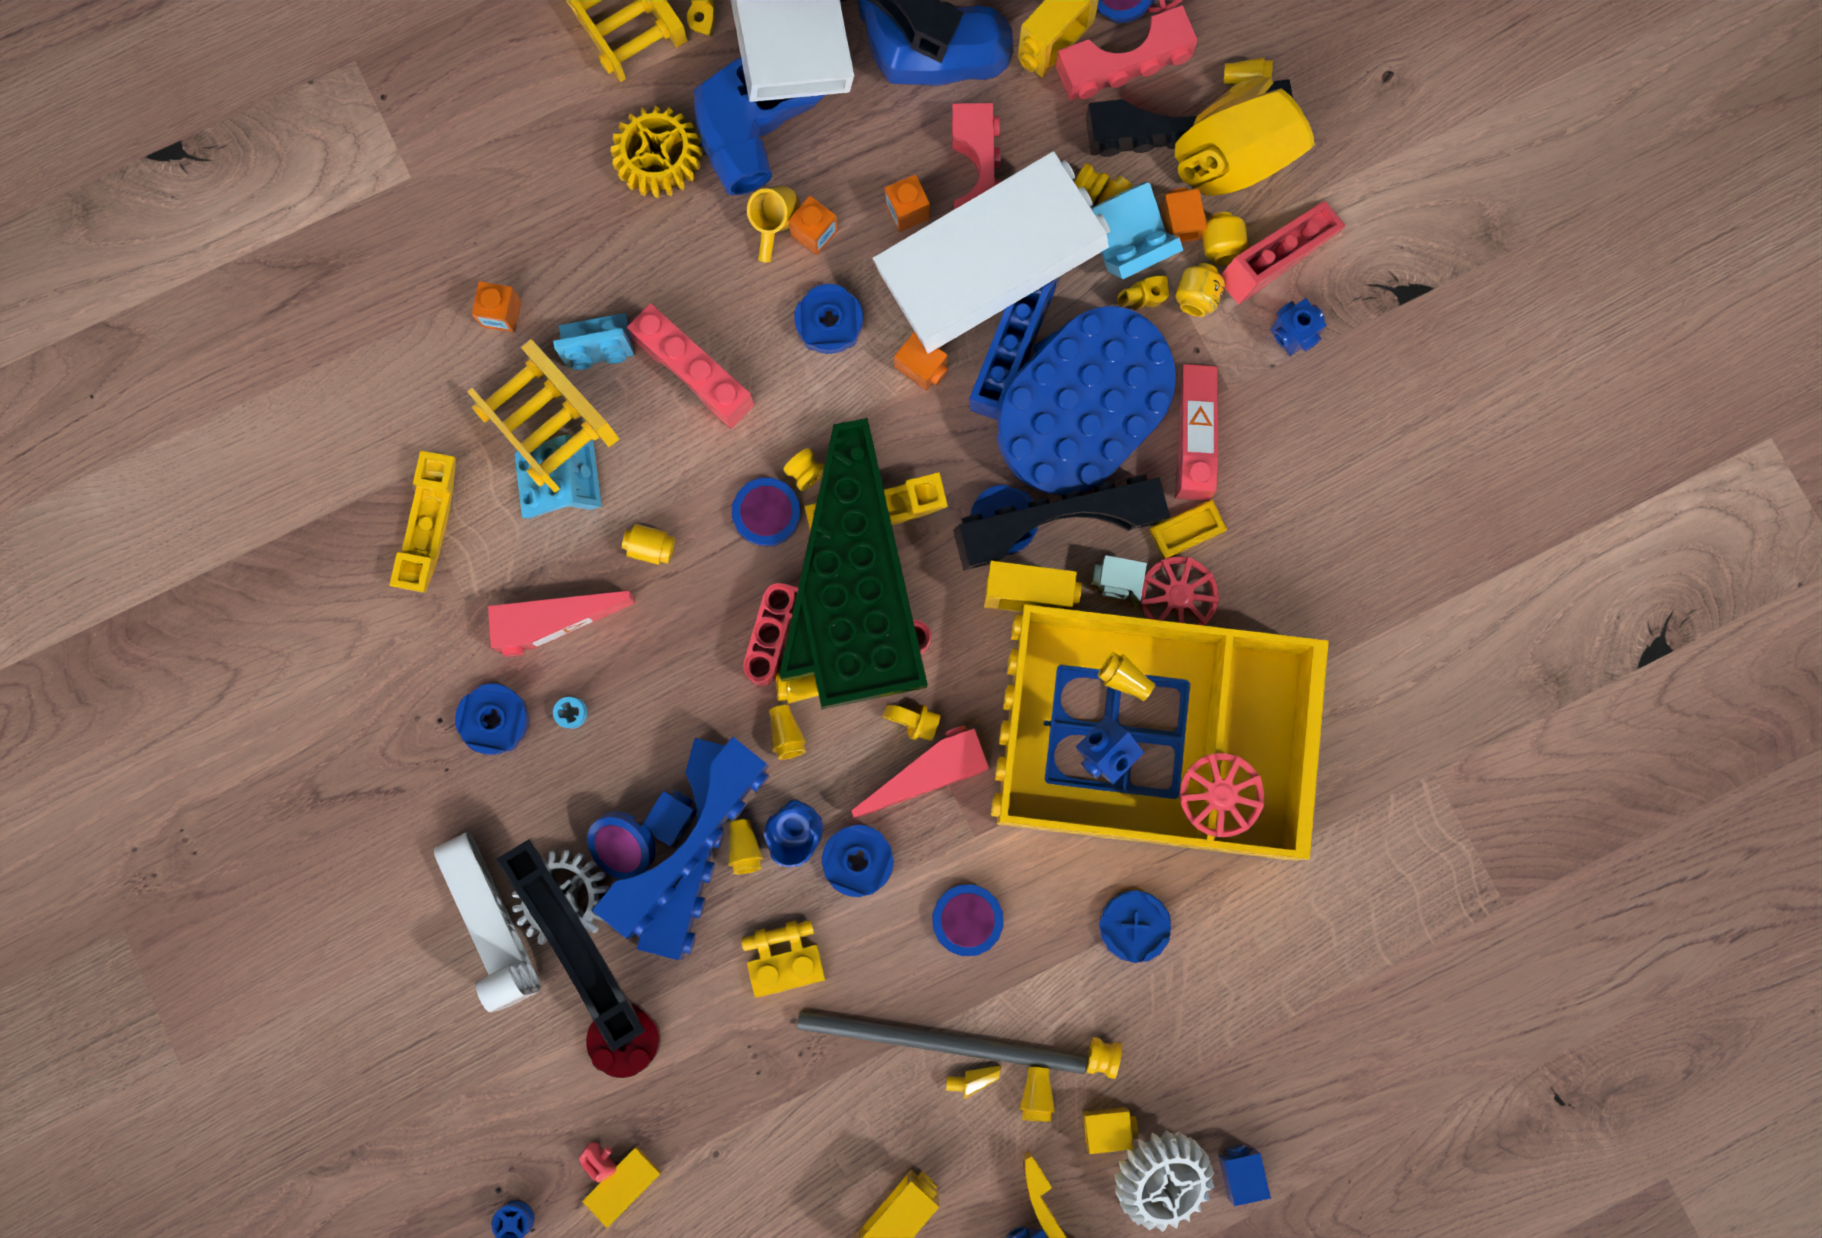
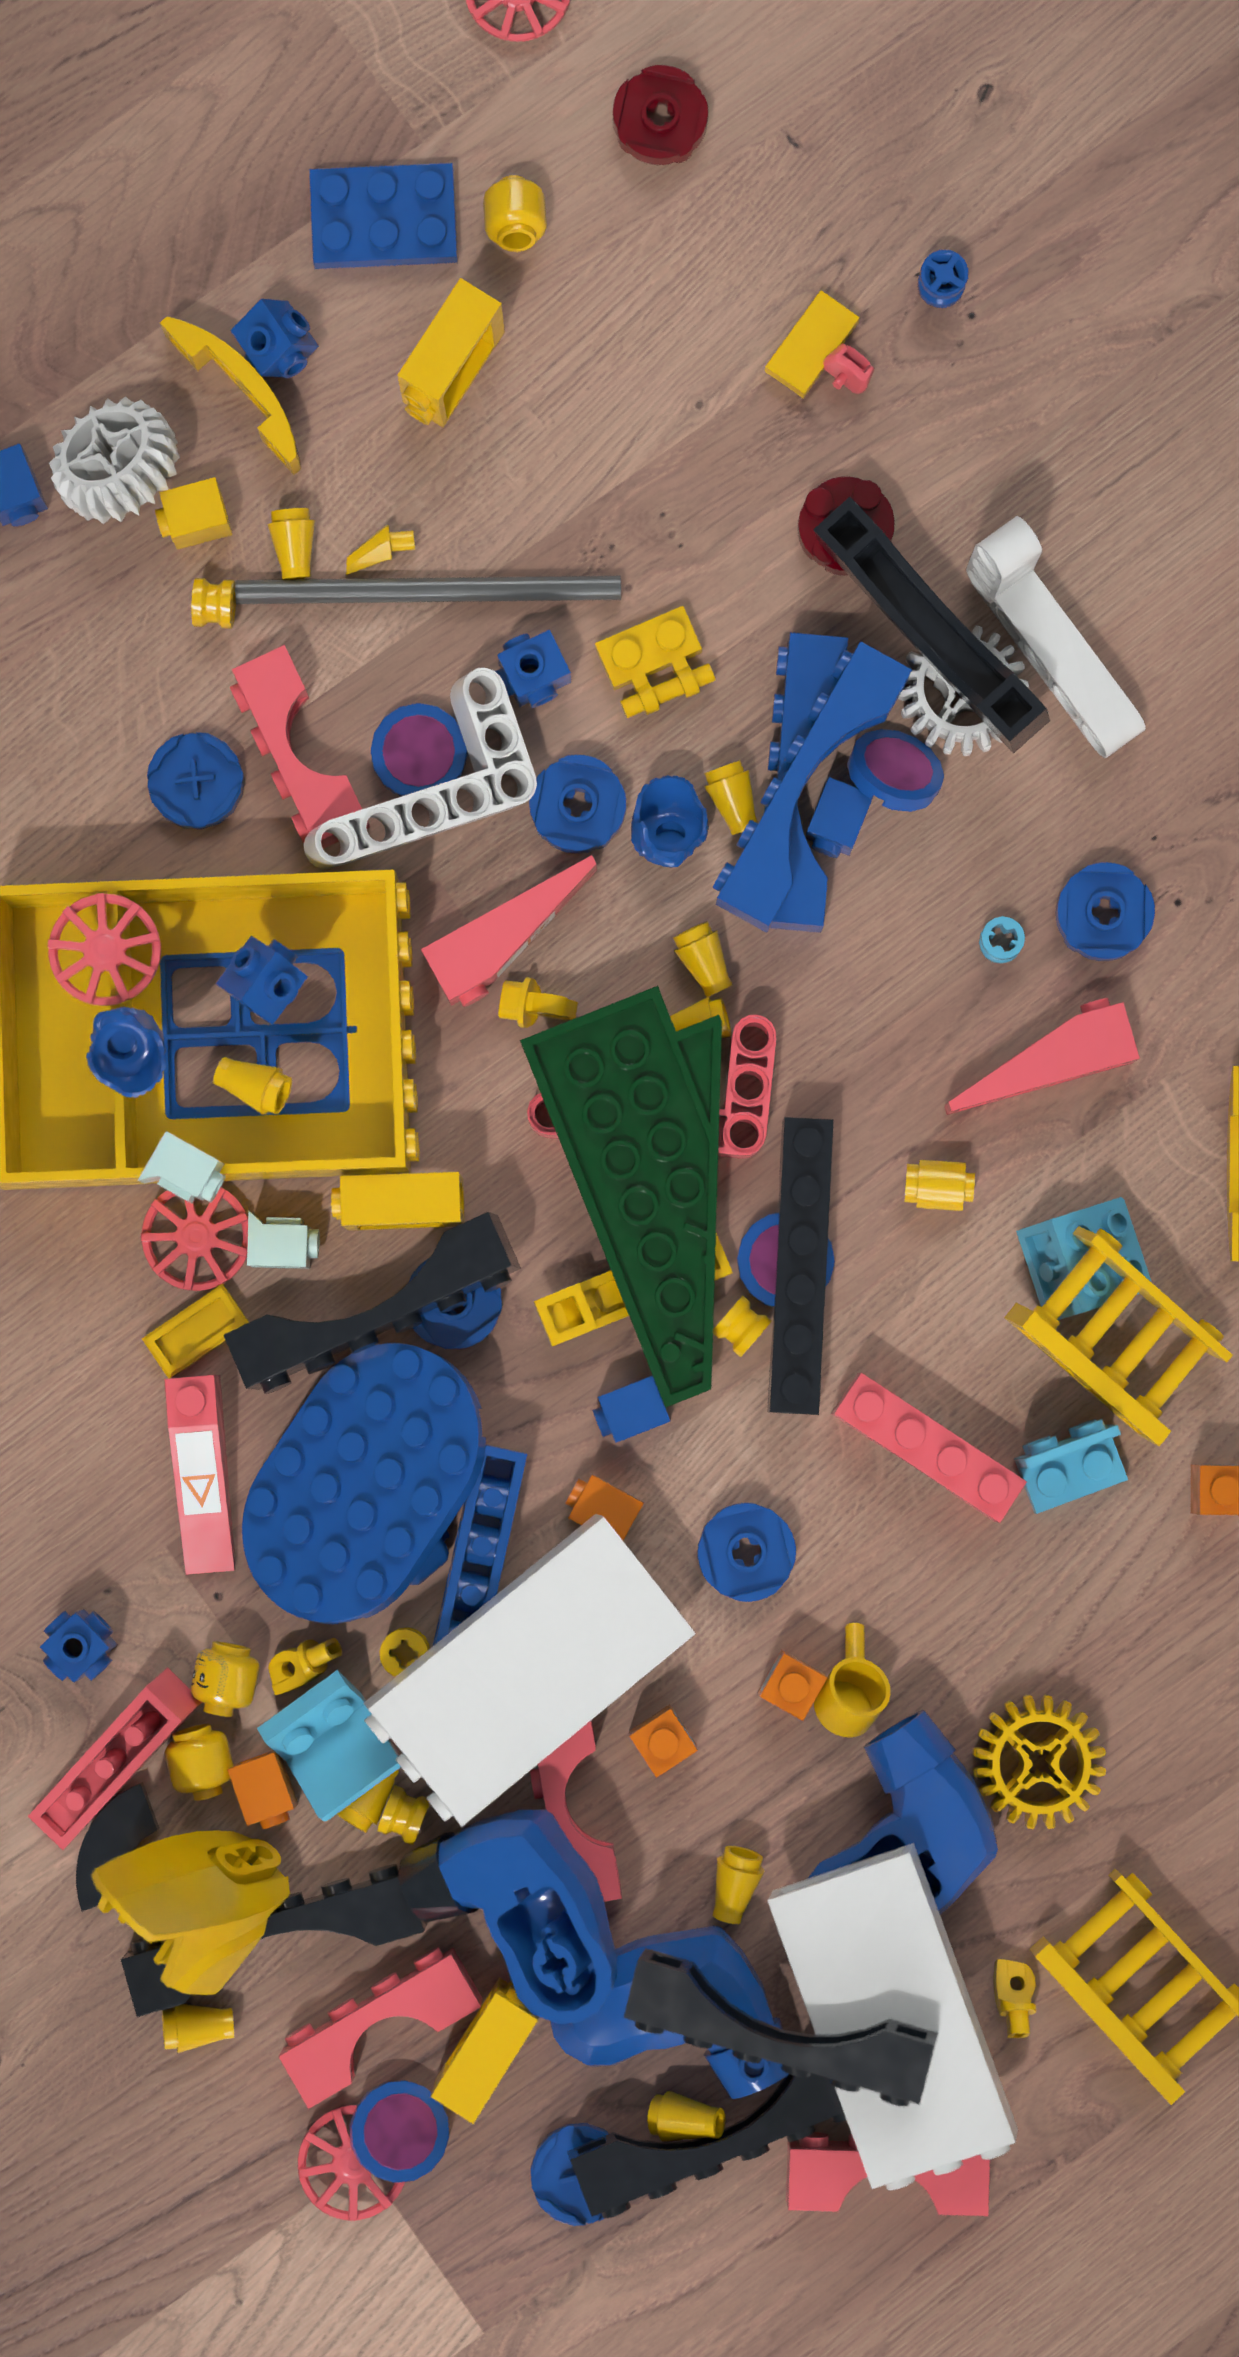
camera: 170 degrees right, 5 degrees up
(754, 502) = (800, 1266): none -> black arch
(860, 968) = (536, 653): none -> blue brick
(873, 109) = (736, 1881): none -> yellow cone
(892, 424) = (631, 1410): none -> blue brick
(956, 878) = (441, 799): none -> white beam
(1011, 100) = (535, 1901): none -> blue piece
(1069, 980) = (275, 695): none -> coral arch
(1072, 297) = (412, 1648): none -> yellow wheel
(1184, 622) = (183, 1170): none -> light aqua window
(1215, 712) = (127, 1051): none -> blue hair
(1293, 196) = (113, 1833): none -> black tile

